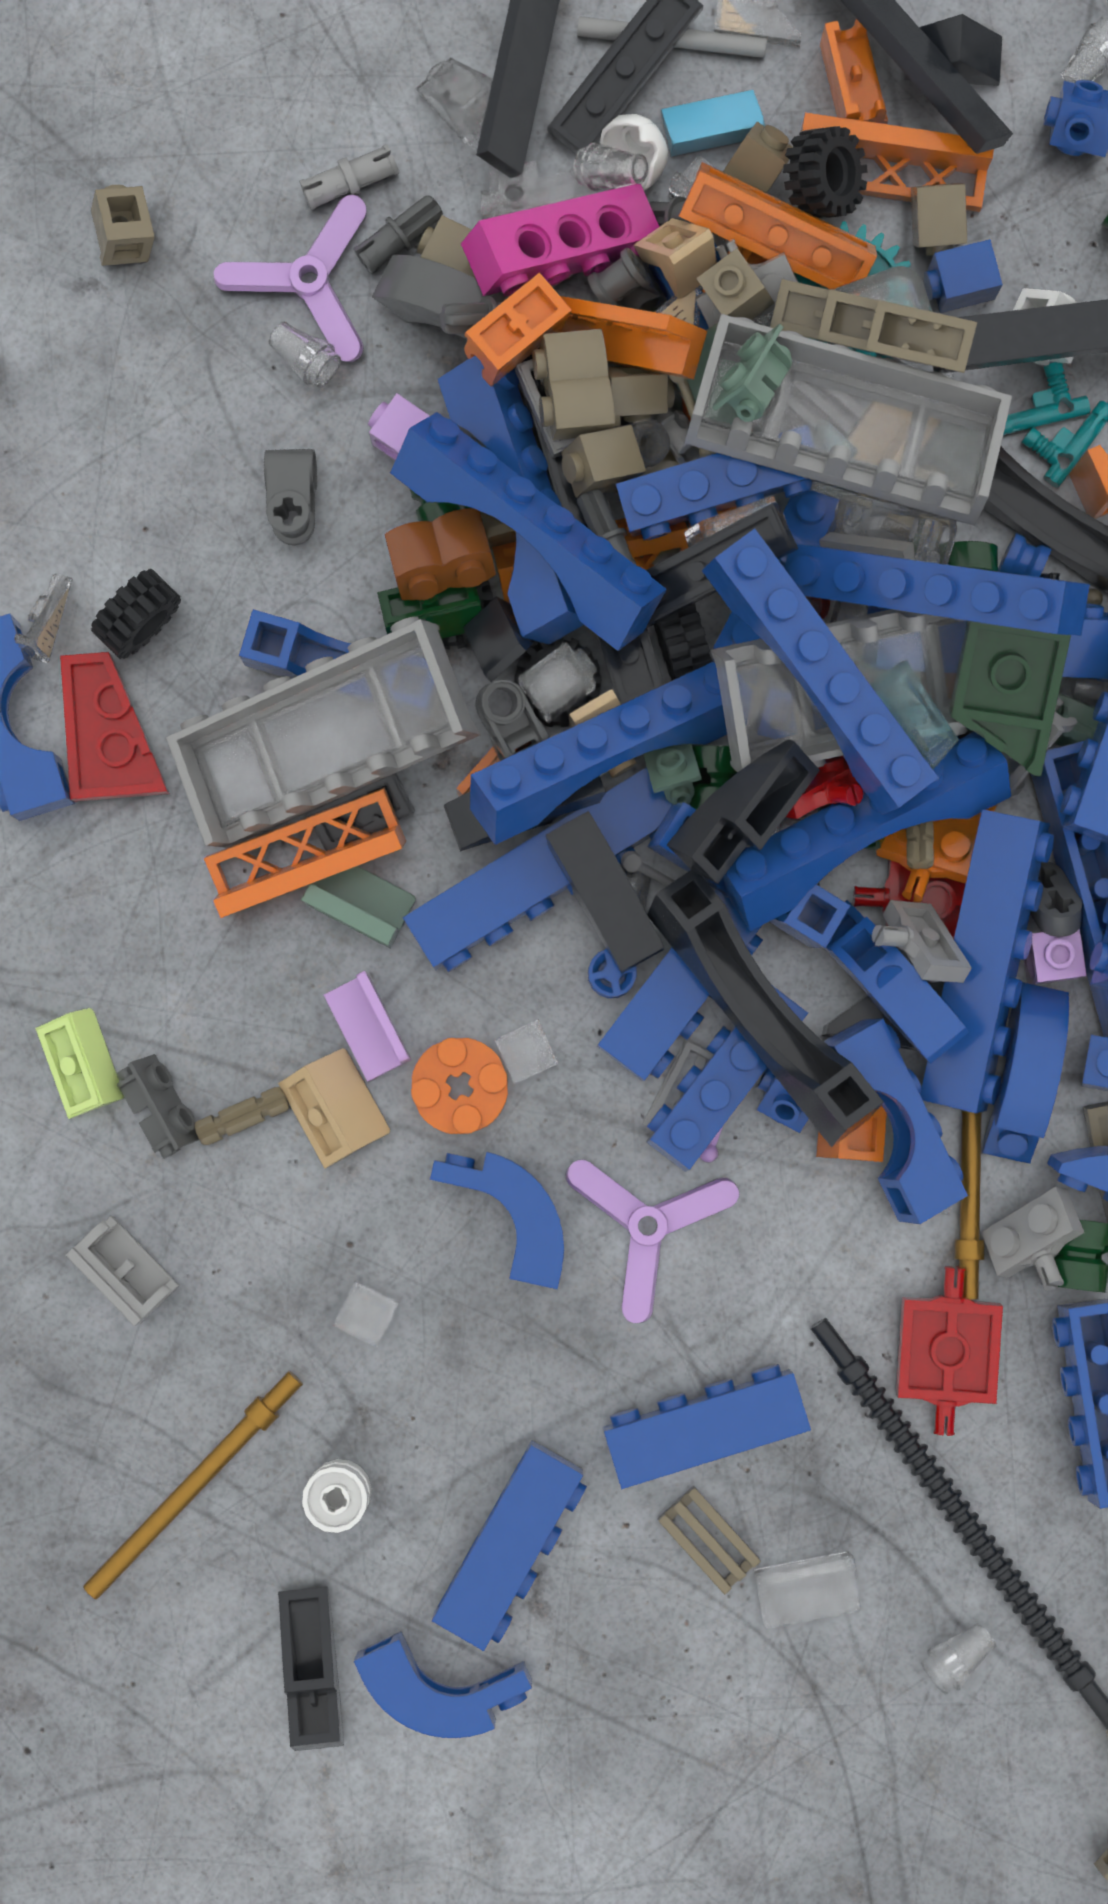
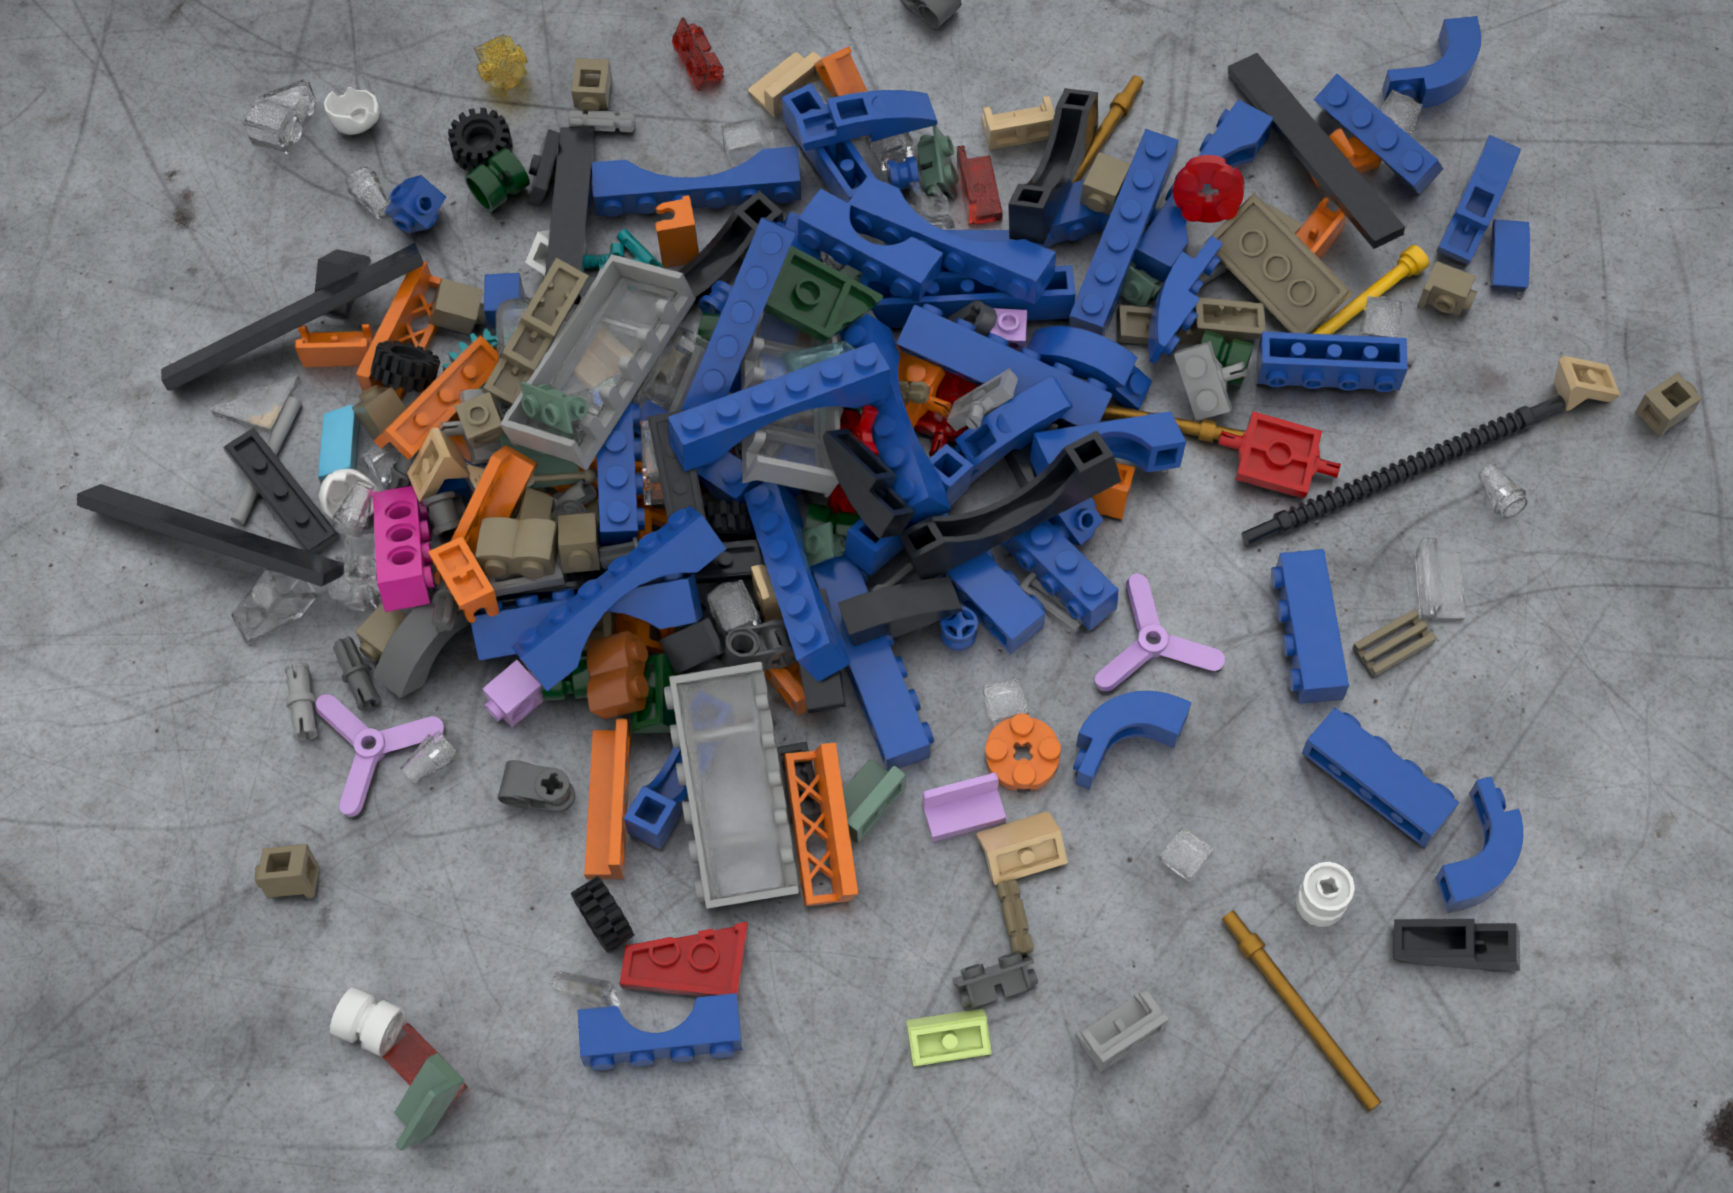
camera: 75 degrees left, 20 degrees down
(291, 587) = (608, 802): none -> orange fence

